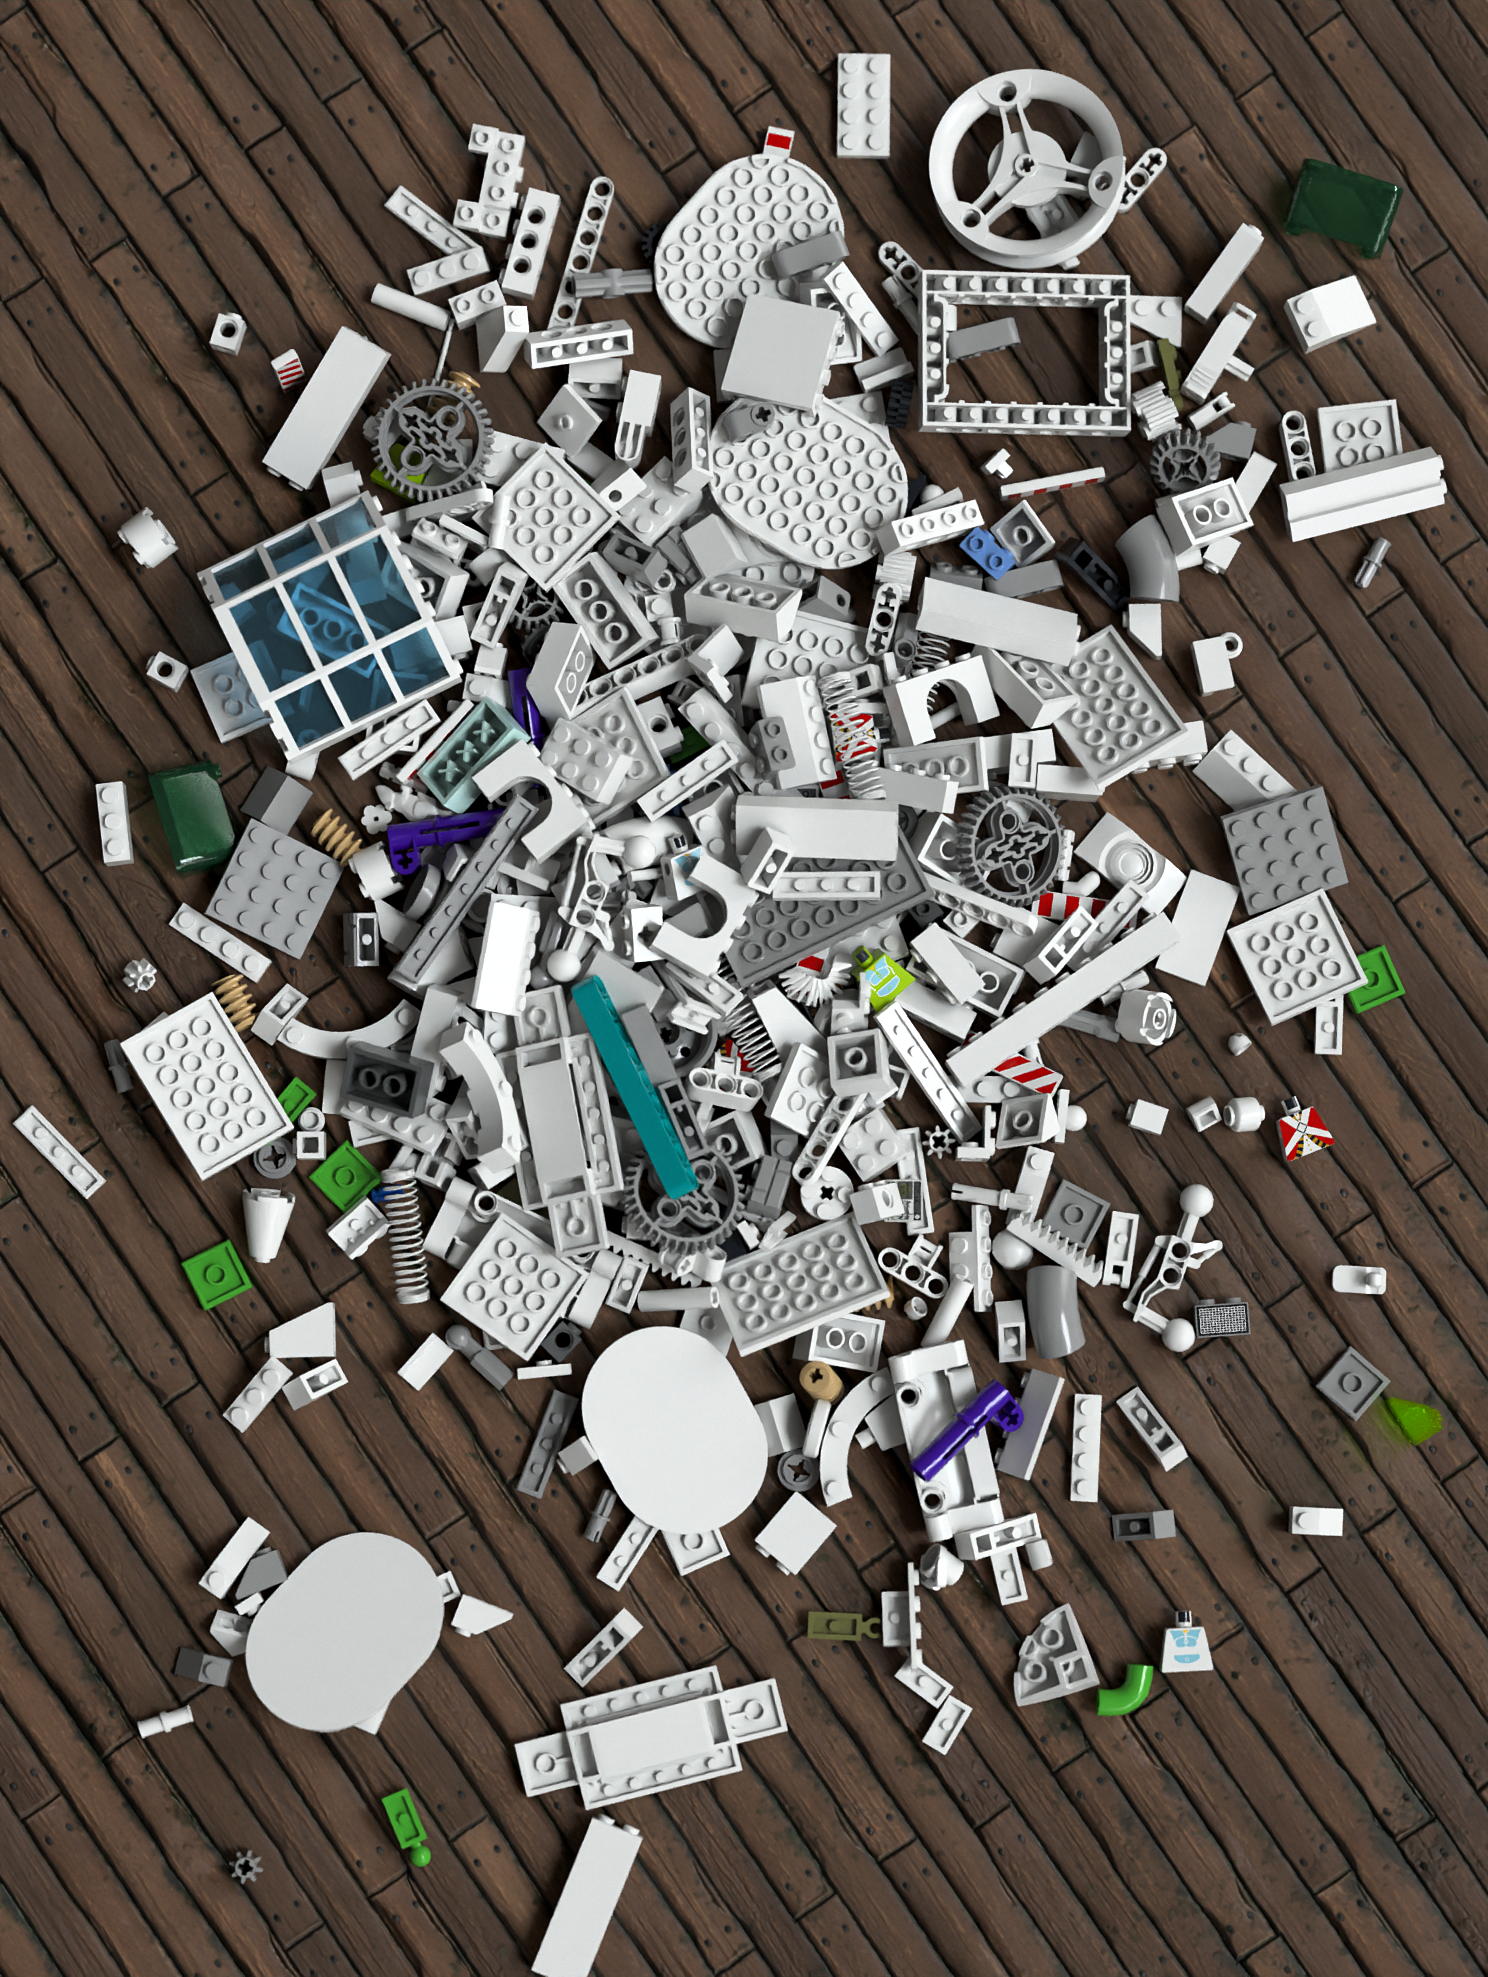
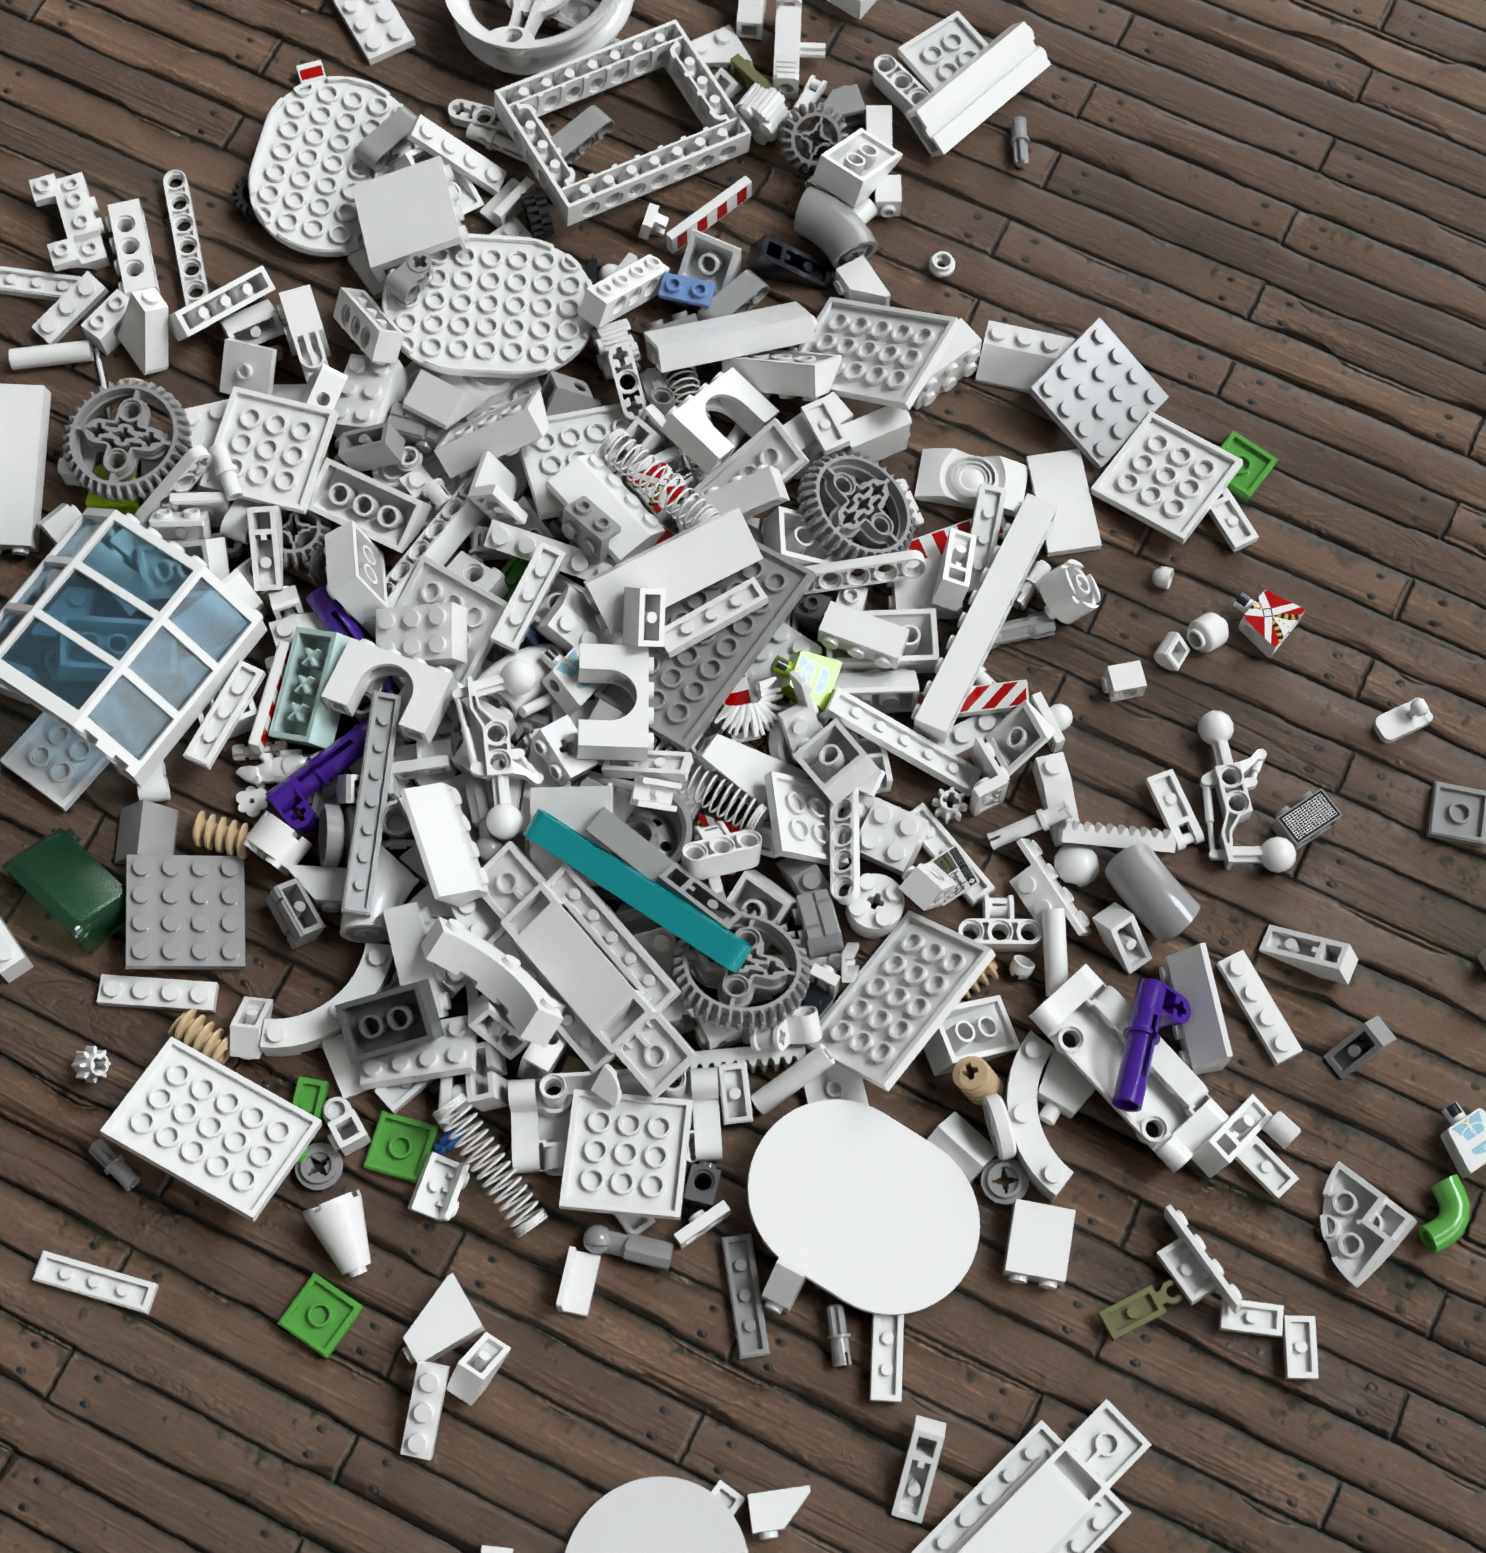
camera: 25 degrees left, 15 degrees down
(528, 1227) = (608, 1086): none -> white tile
(612, 283) = (225, 246): light grey piece -> none
(695, 1550) = (950, 1317): white tile -> none
(941, 1566) = (1197, 1193): white piece -> none
(1075, 1214) = (1113, 800): light grey tile -> none
(1082, 887) = (941, 519): white arm -> none
(1212, 665) = (937, 284): white panel -> none

